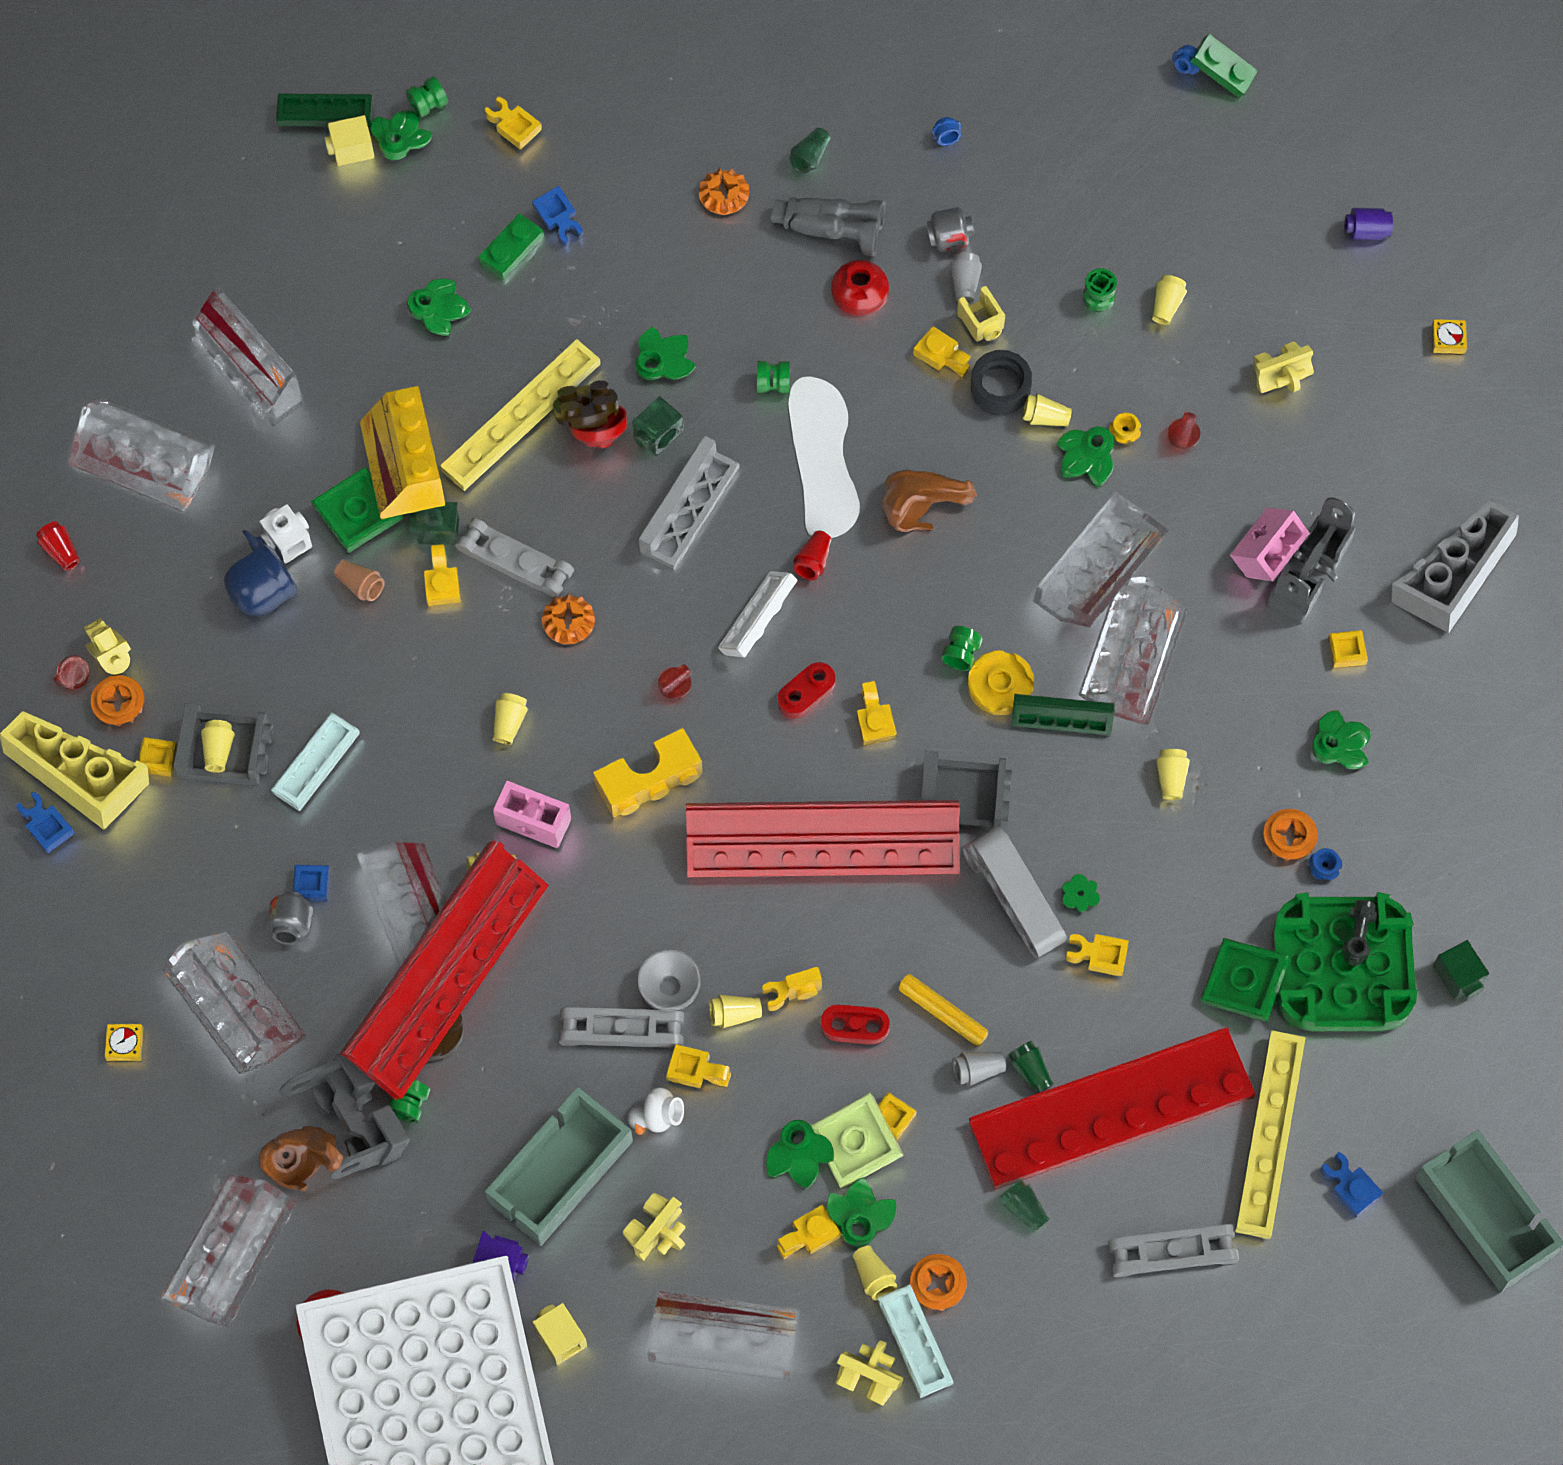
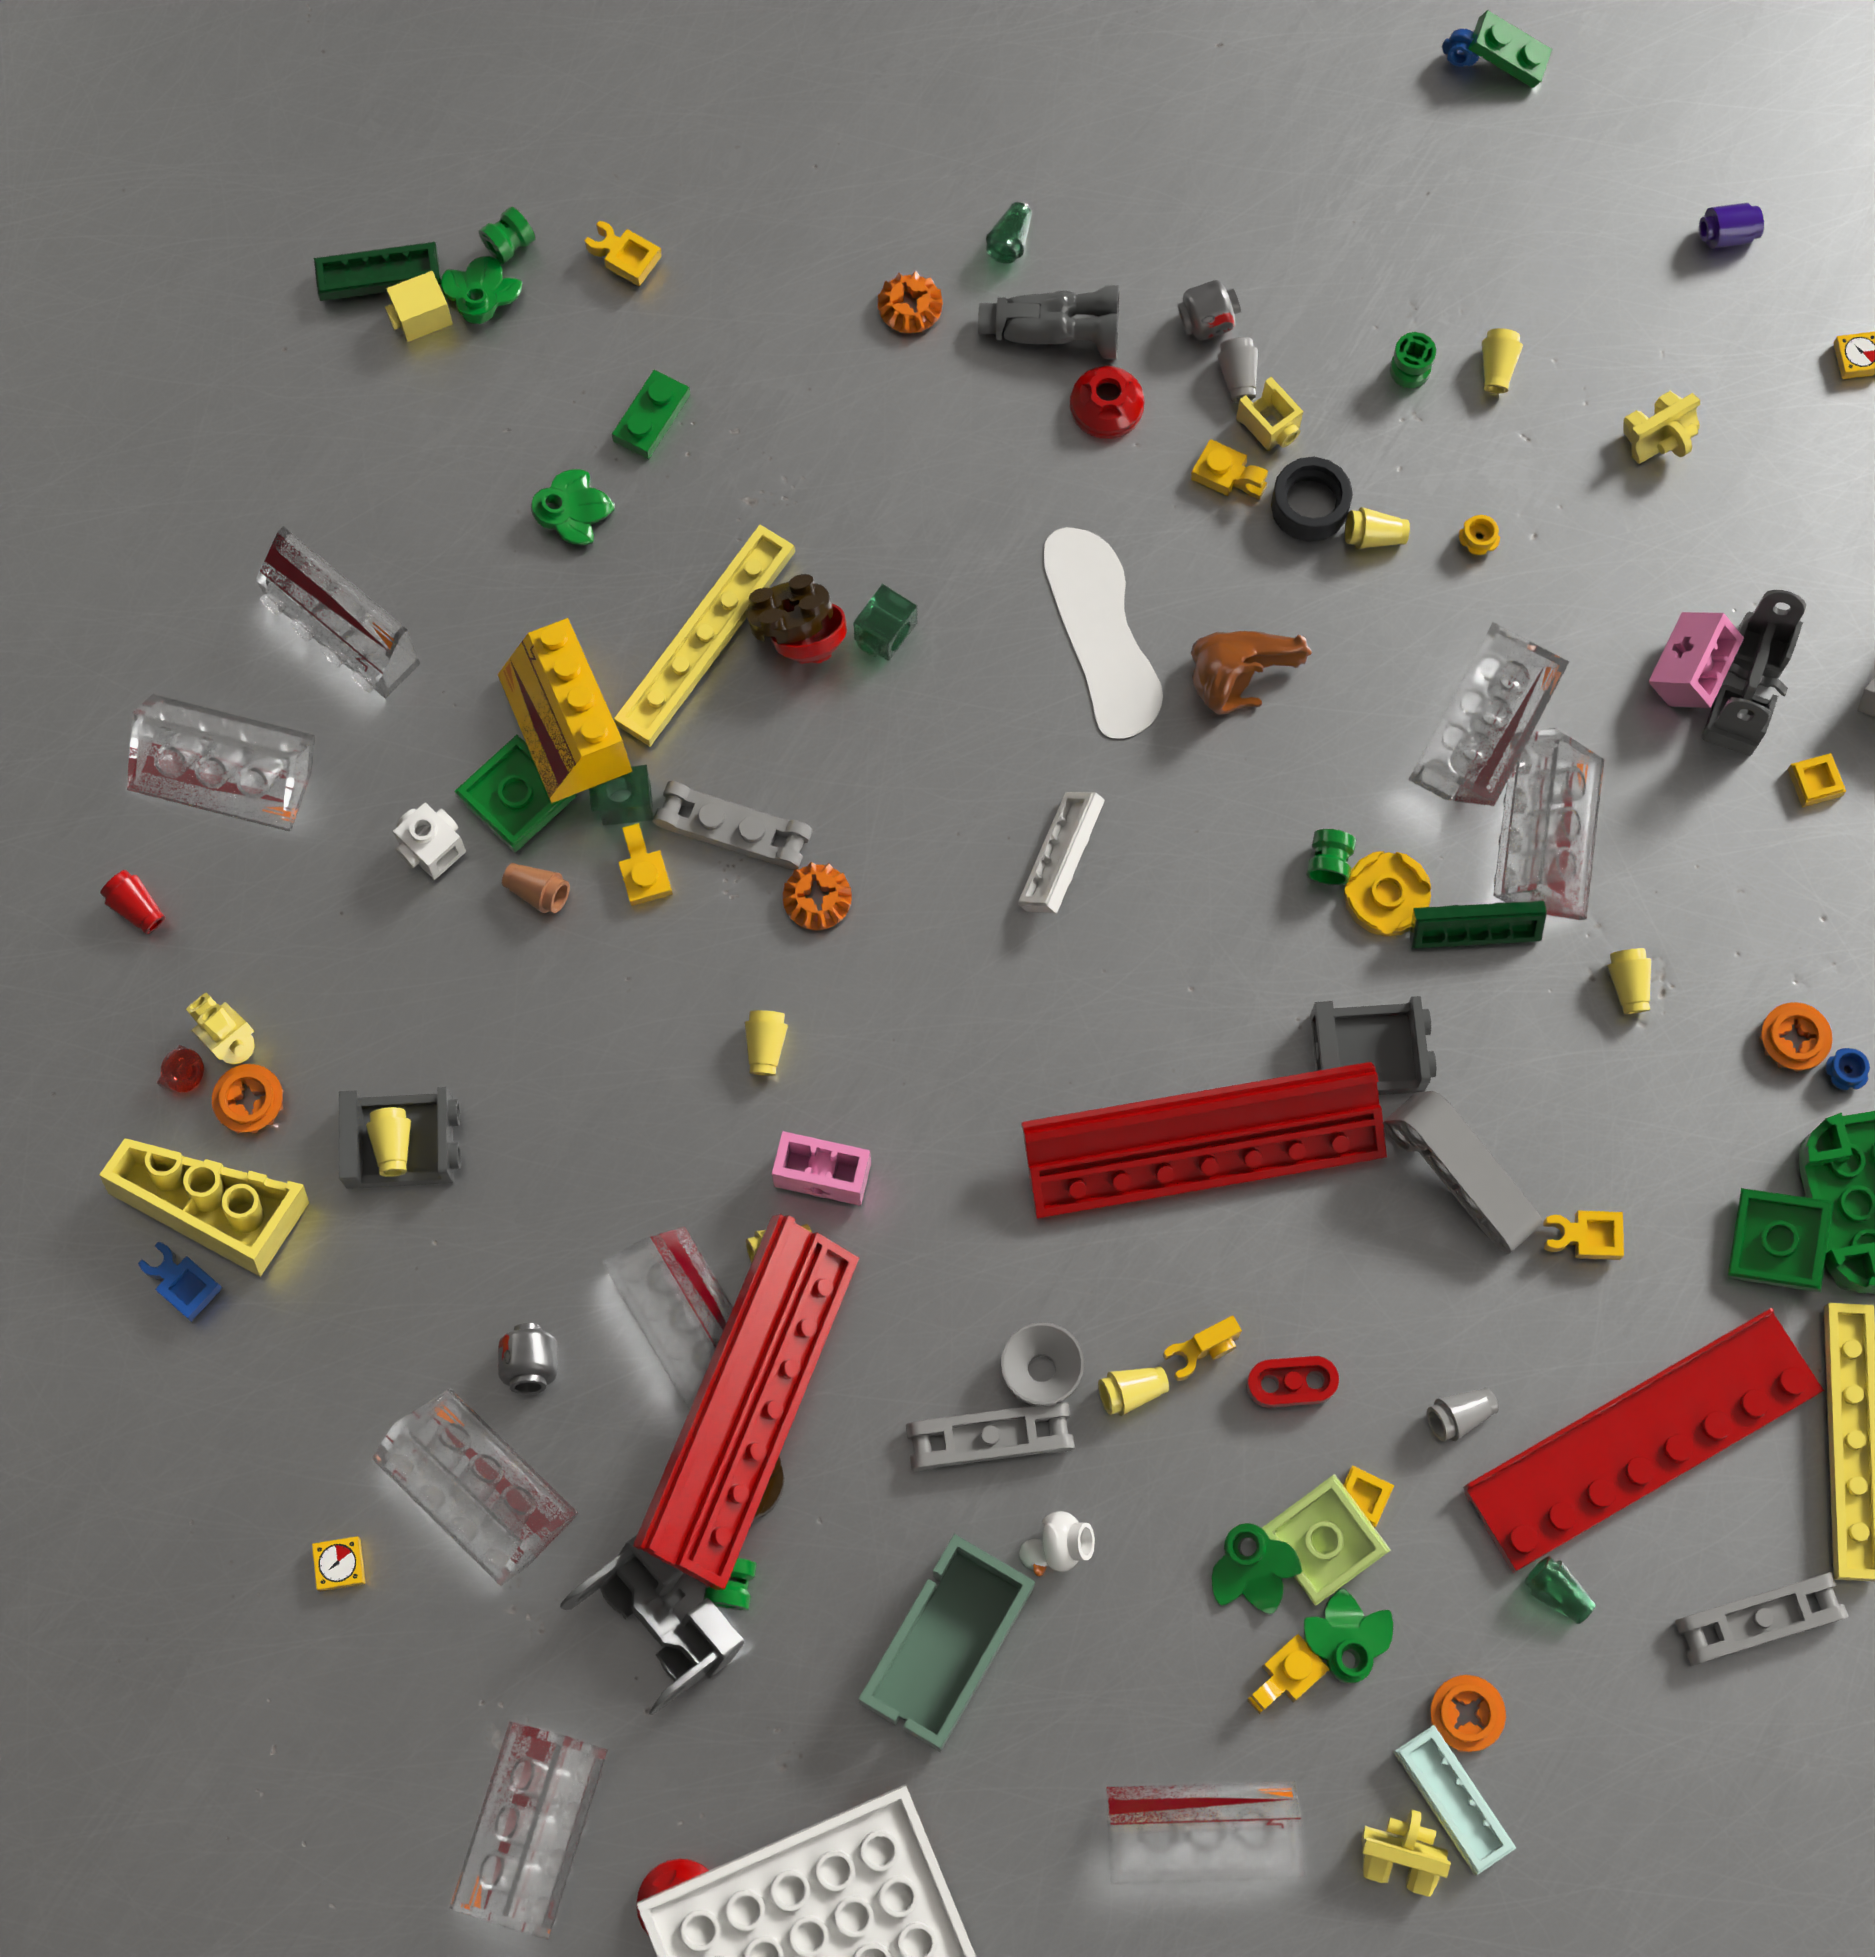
camera: 10 degrees left, 5 degrees up
(158, 756) = (314, 1165): yellow tile -> none
(259, 580) = (406, 910): dark blue piece -> none
(306, 1152) = (609, 1680): dark orange piece -> none
(312, 881) = (547, 1303): blue tile -> none
(315, 761) = (523, 1140): light aqua plate -> none
(499, 1247) = (889, 1773): dark purple window -> none
(556, 212) = (702, 360): blue plate -> none
(559, 1332) = (987, 1869): light yellow brick -> none
(626, 790) = (934, 1114): yellow arch -> none
(665, 1214) = (1095, 1681): light yellow hips -> none
(666, 354) = (877, 526): green plate -> none
(675, 682) = (971, 959): clear red plate -> none
(678, 496) = (928, 714): light grey fence -> none
(692, 1065) = (1090, 1475): yellow plate -> none
(781, 377) = (1030, 533): green wheel -> none
(808, 689) = (1143, 941): red plate -> none
(812, 557) = (1117, 764): red cone -> none
(874, 1274) = (1384, 1718): light yellow cone -> none
(875, 720) = (1238, 969): yellow plate -> none
(943, 1010) = (1401, 1342): yellow axle -> none
(946, 131) = (1178, 183): blue plate -> none
(1031, 1066) = (1531, 1401): dark green cone -> none
(1080, 885) = (1553, 1150): green plant -> none
(1086, 458) = (1436, 581): green plate -> none
(1184, 432) = (1555, 529): clear red plate -> none
(1344, 738) = (1834, 903): green plate -> none

